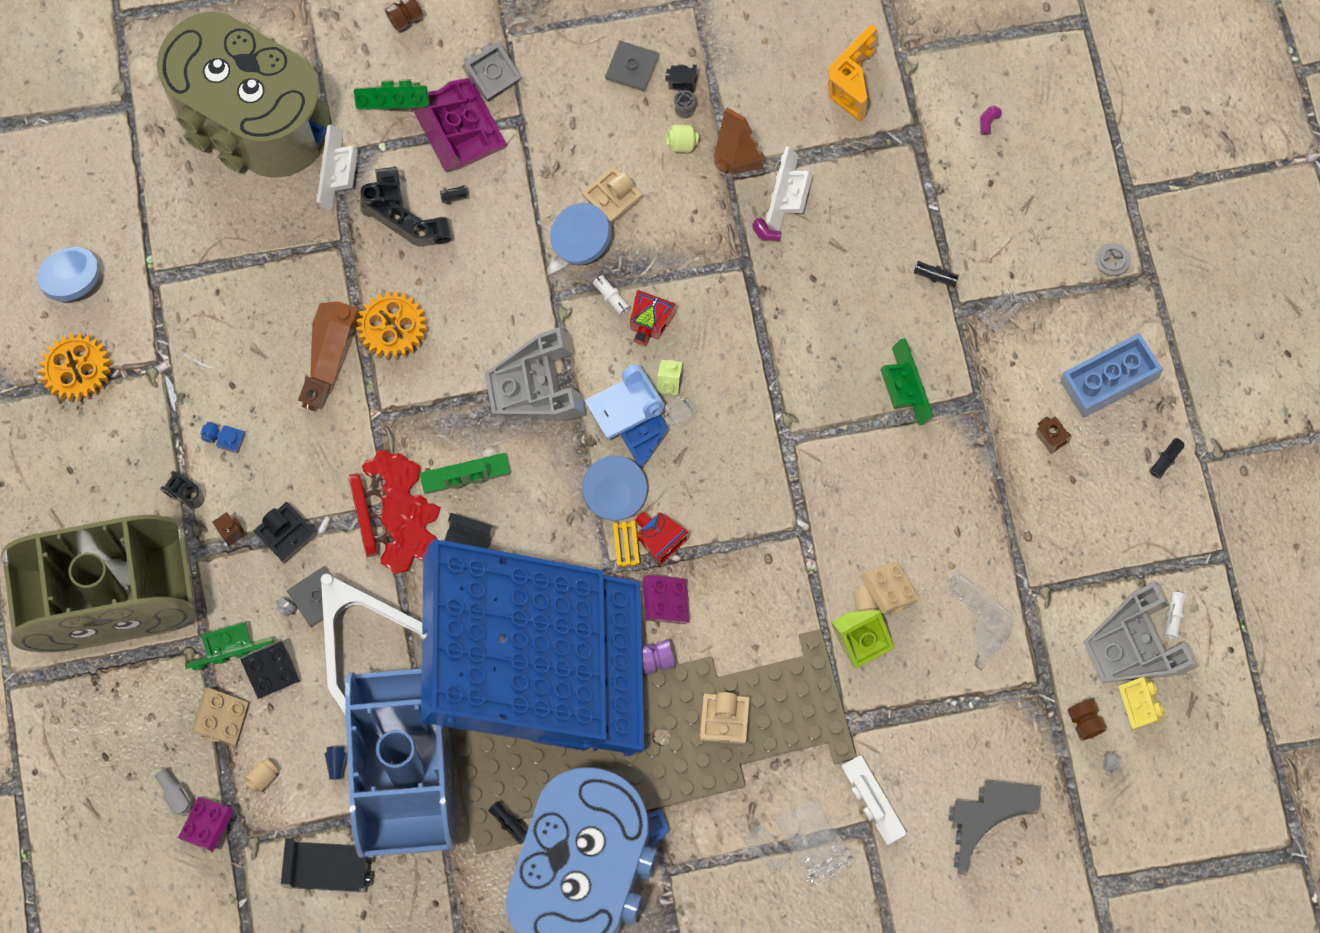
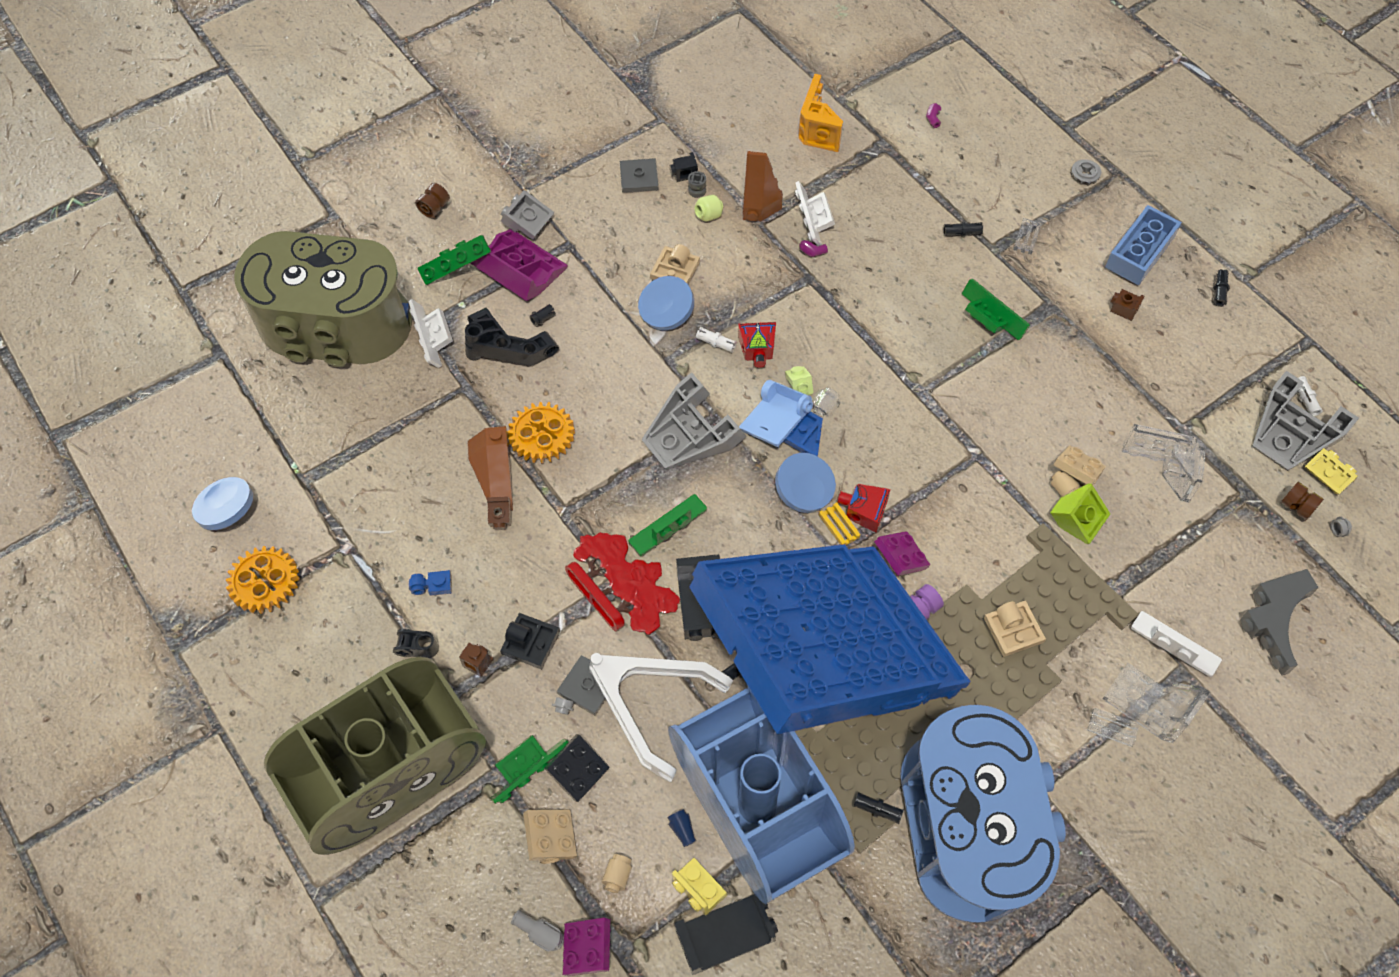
camera: 30 degrees left, 10 degrees down
(323, 817) = (698, 886): none -> light yellow bracket

